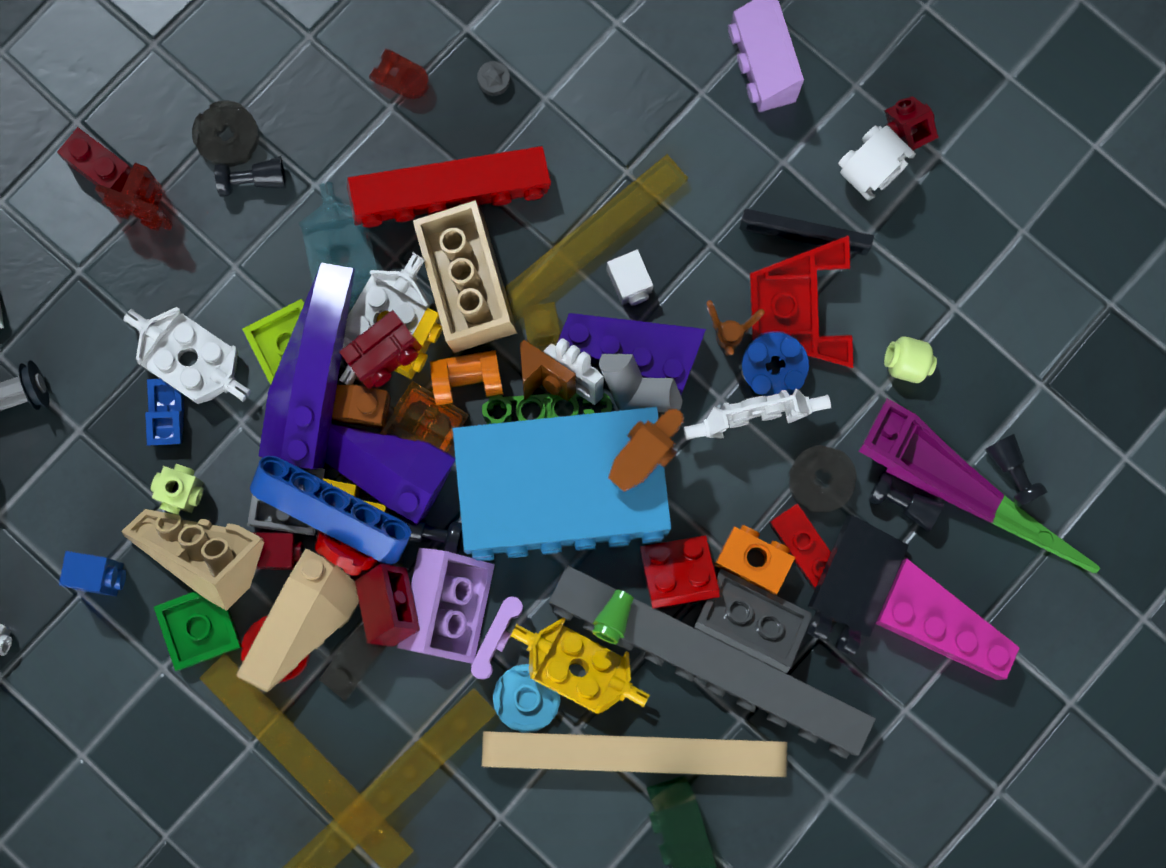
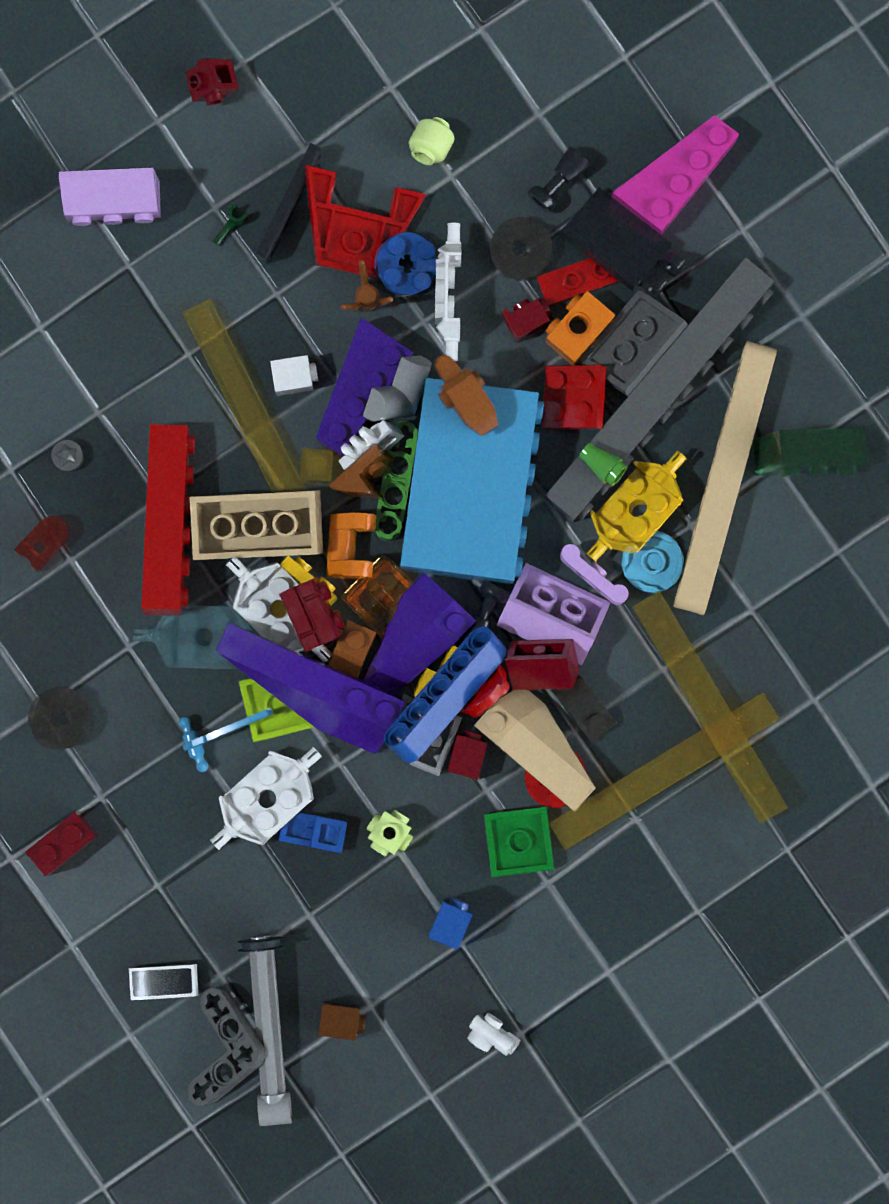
camera: 75 degrees left, 5 degrees up
(138, 199) = (102, 804): clear red bracket -> none
(204, 556) = (460, 817): tan wedge -> none
(228, 271) = (194, 743): none -> dark azure piece
(263, 174) = (109, 691): black piece -> none
(750, 503) = (526, 318): none -> dark red brick
(770, 181) = (230, 224): none -> dark green hand
(876, 161) = (242, 121): white brick -> none
(924, 460) = (527, 152): magenta plate -> none
(1009, 457) = (542, 77): black piece -> none

